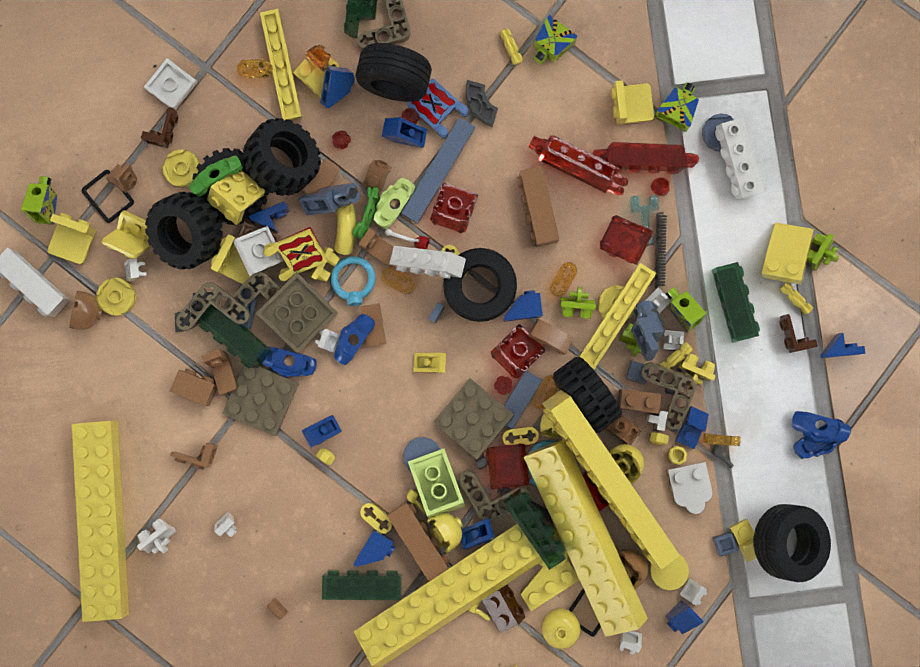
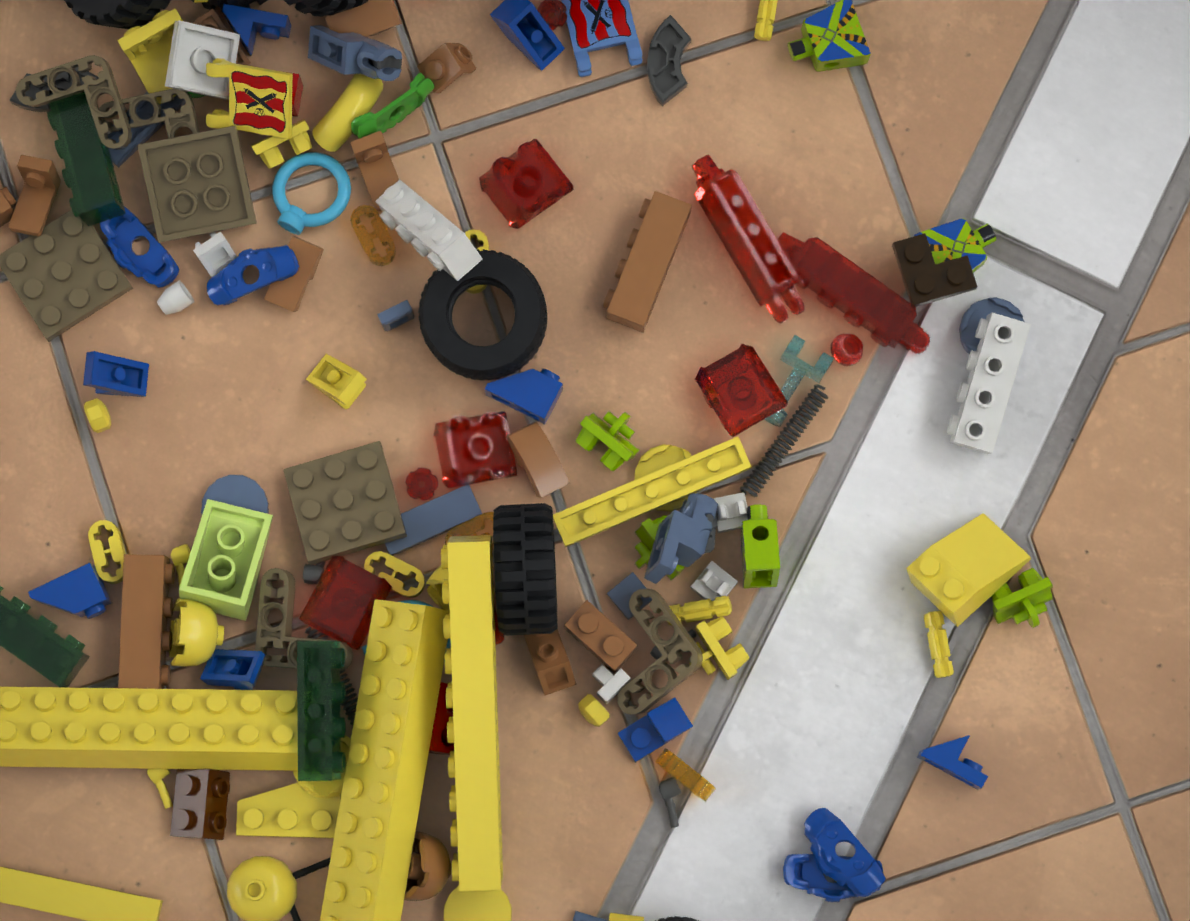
camera: 35 degrees right, 5 degrees down
(323, 375) = (175, 298): none -> white hose
(401, 191) = (465, 110): yellowish green piece -> none
(420, 242) = (441, 201): hinge -> none
(438, 170) = (540, 117): sand blue tile -> none
(567, 281) = (617, 397): clear yellow beam -> none
(629, 460) = (522, 710): light yellow cylinder -> none
(632, 103) = (887, 201): light yellow bracket -> none
(677, 455) = (604, 754): light yellow tile -> none
(678, 128) = (931, 281): none -> dark brown plate
(690, 486) = (593, 813): white plate -> none
(735, 302) = (842, 589): clear green brick -> none
(790, 340) = (902, 715): reddish brown bracket -> none

